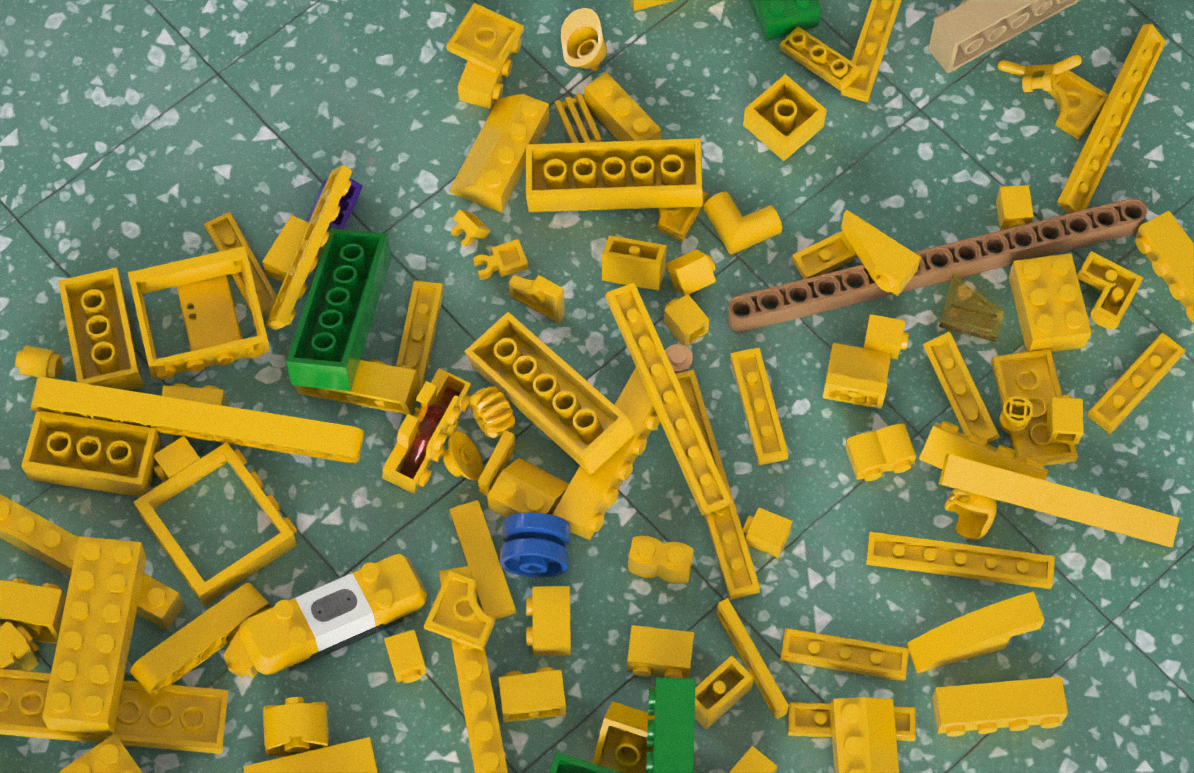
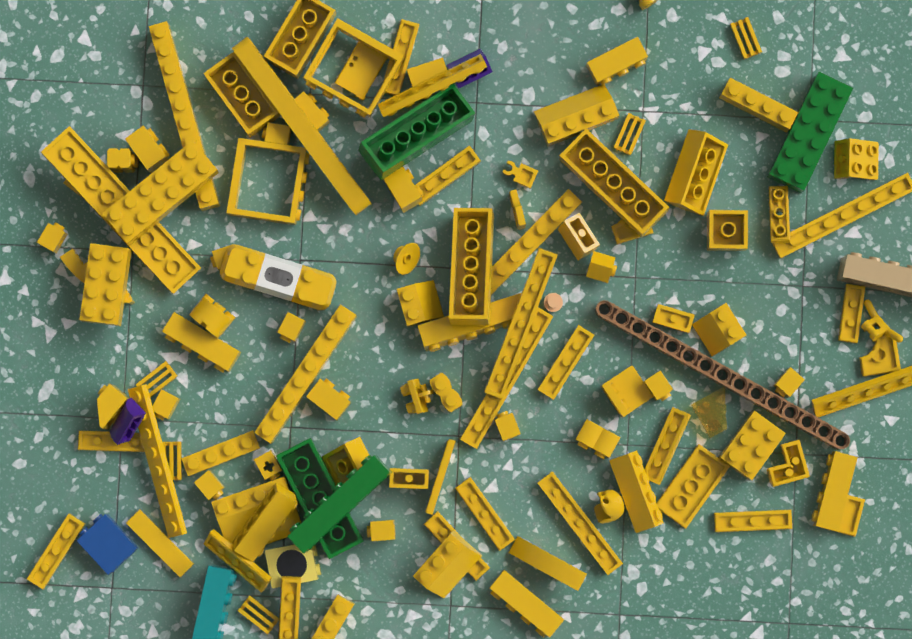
camera: 45 degrees right, 20 degrees up
(38, 362) = (260, 21): yellow brick -> none
(197, 640) = (209, 233): yellow beam -> none
(424, 433) = (402, 228): yellow piece -> none
(458, 612) = (328, 333): yellow tile -> none
(471, 225) = (524, 141): yellow tile -> none
(483, 560) = (369, 314): yellow tile -> none
(485, 38) = (624, 49): yellow tile -> none
(492, 411) = (439, 248): yellow gear -> none
(497, 462) = (420, 274): yellow tile -> none
(535, 545) = (394, 333): blue wheel -> none
(550, 621) = (370, 372): yellow brick -> none
(583, 39) = (672, 94): yellow piece -> none
(585, 304) = (533, 238): none -> yellow plate
(617, 592) = (419, 395): none -> yellow hips
(619, 111) = (651, 153): yellow brick -> none
(660, 652) = (403, 434): yellow brick -> none
(685, 320) = (575, 287): yellow brick -> none
(687, 93) = (696, 172): none -> yellow slope
(741, 231) = (647, 263): yellow brick -> none
(883, 257) = (692, 353): yellow slope -> none
(889, 211) = (719, 329): none -> yellow slope
(999, 89) = (851, 313): none -> yellow tile
(1013, 421) = (675, 483): yellow wheel -> none
(1058, 500) = (648, 543): yellow tile -> none
(1065, 420) = (695, 507): yellow brick -> none

